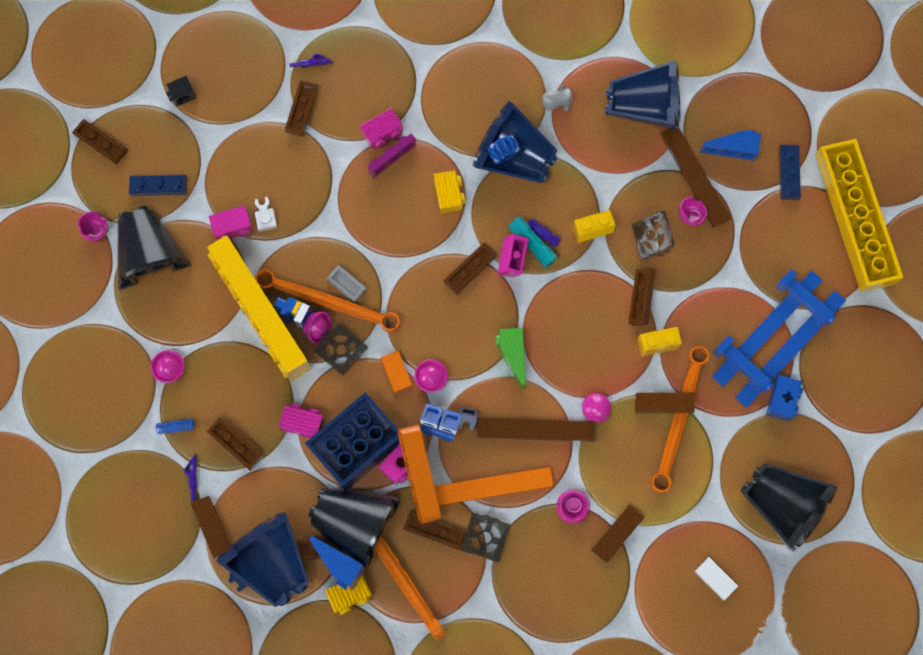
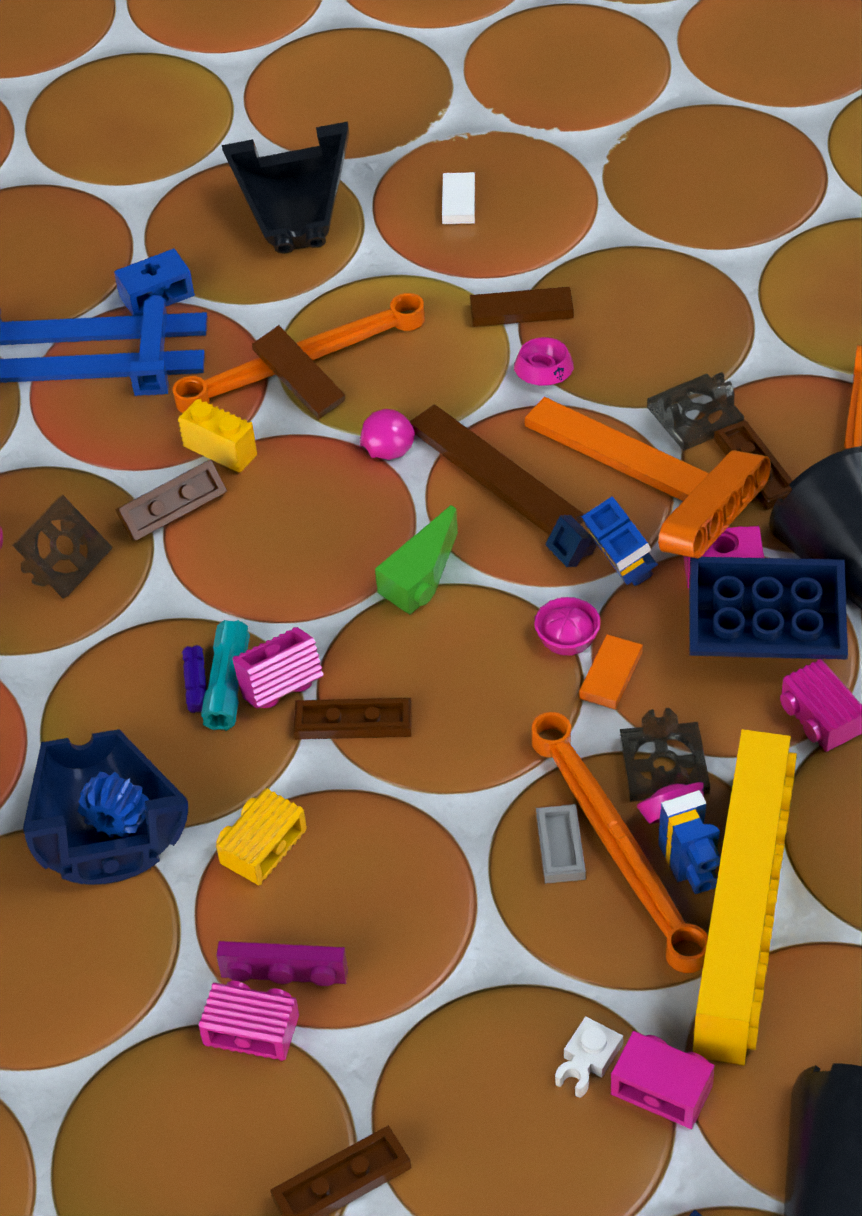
camera: 130 degrees left, 25 degrees down
(593, 226) = (121, 623): yellow brick -> none

